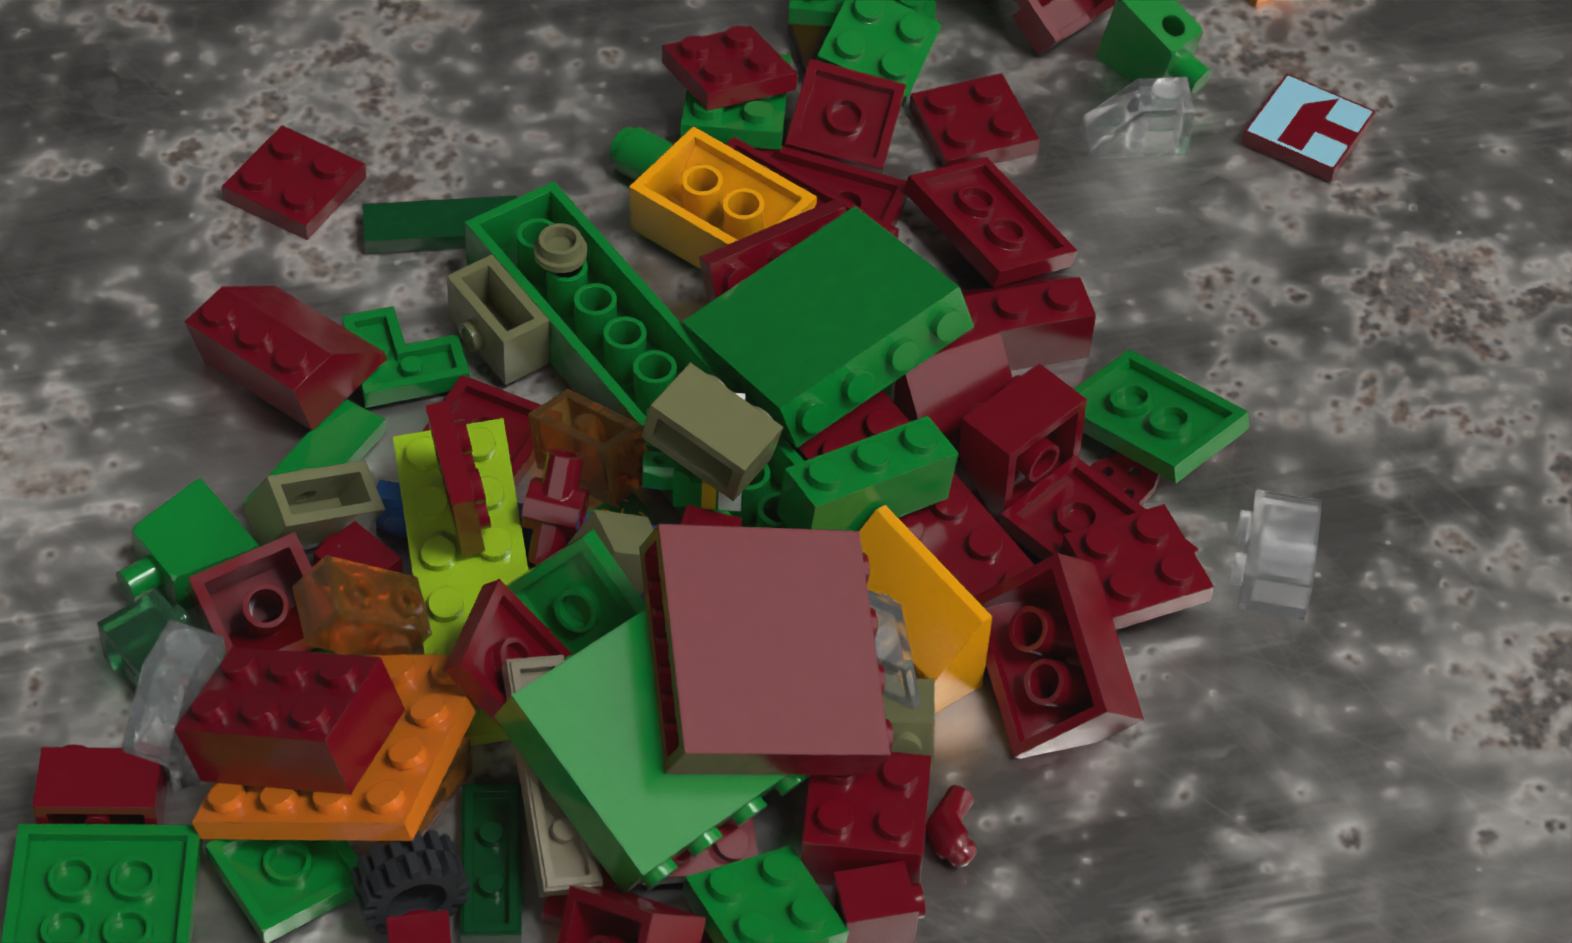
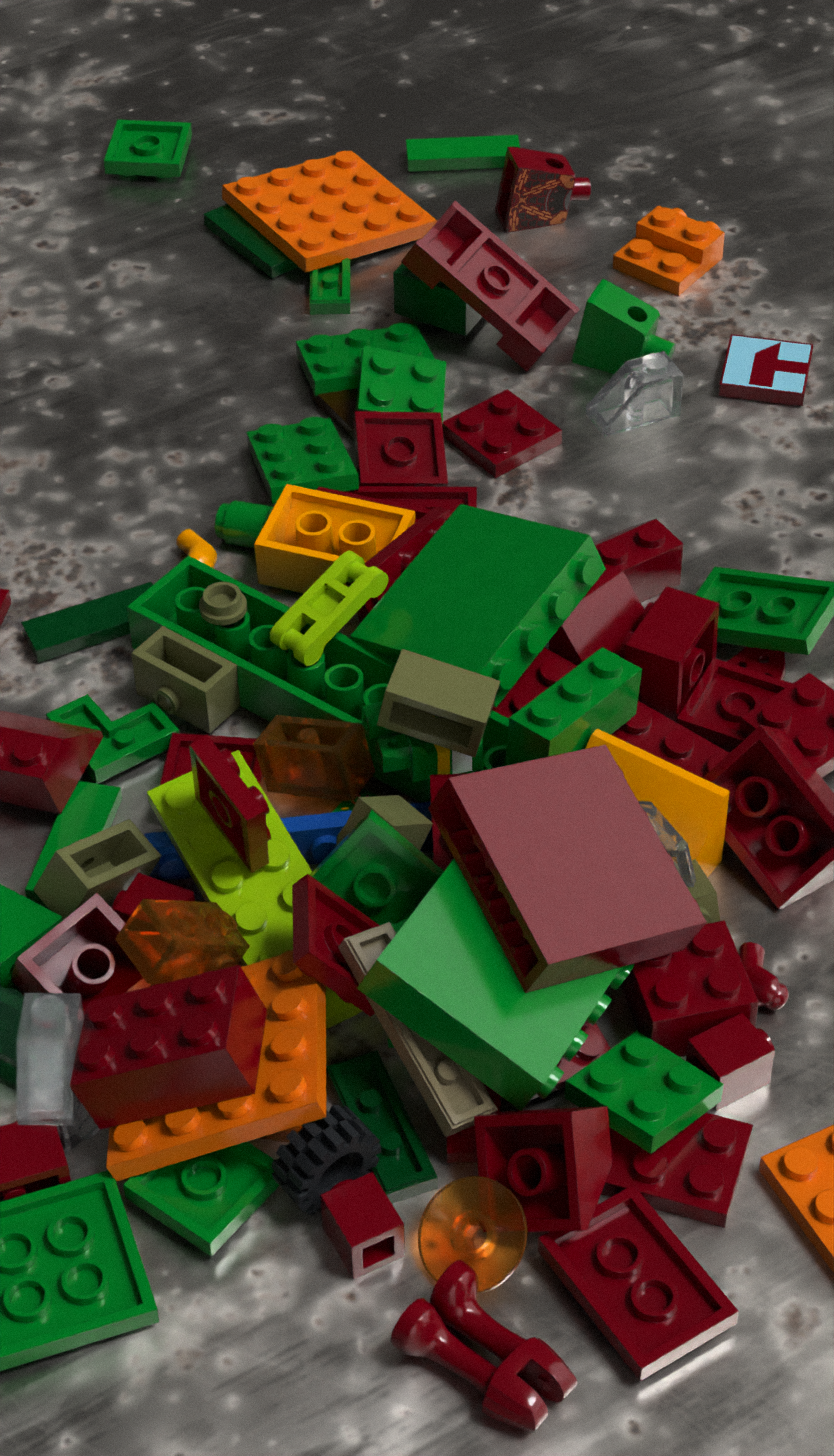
camera: 15 degrees left, 5 degrees down
(555, 504) = (314, 809): dark red axle -> none
(583, 179) = (196, 547): none -> light orange arm
(664, 284) = (327, 607): none -> lime plate
(728, 67) = (290, 434): dark red plate -> none
(990, 221) = (554, 497): dark red plate -> none

